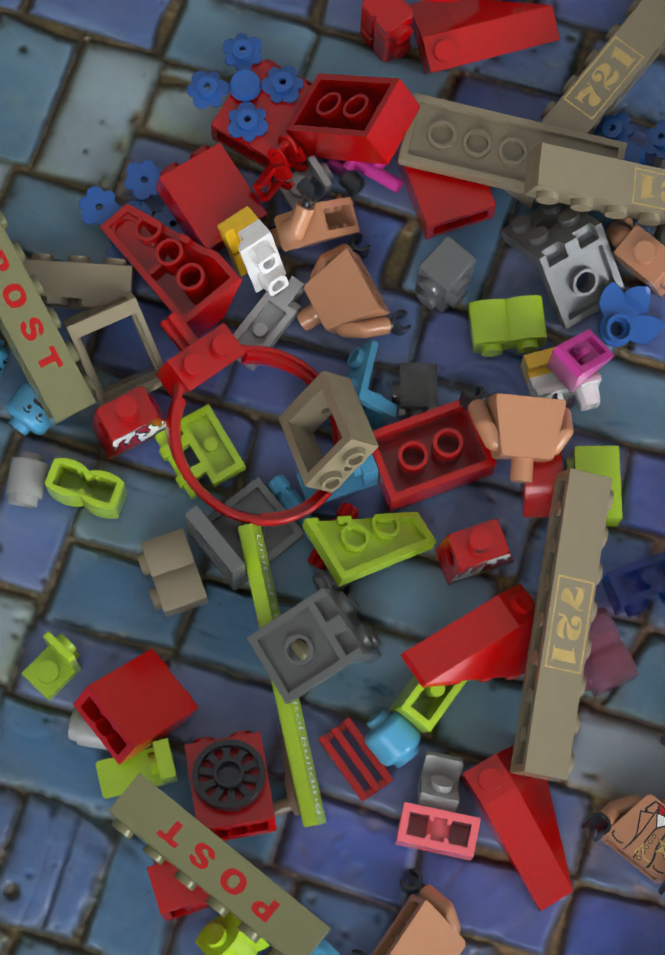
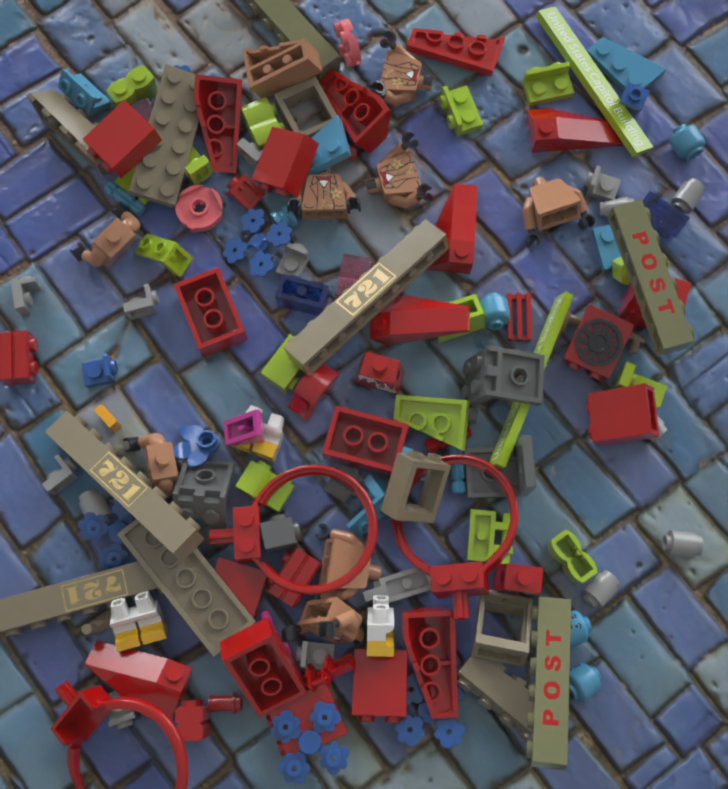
camera: 140 degrees left, 0 degrees up
(54, 666) = (651, 472): lime bracket -> none
(173, 573) = (552, 476): dark tan brick -> none
(373, 67) = (225, 703): none -> red pin
(393, 247) = (298, 569): none -> red brick
(437, 831) = (505, 249): coral brick -> none
(440, 781) = (486, 272): light grey bracket -> none
(477, 236) = (246, 529): none -> red brick
(520, 427) = (311, 408): nougat torso -> none
(528, 80) = (137, 623): none -> white hips
(570, 60) = (98, 624): none -> dark tan bar

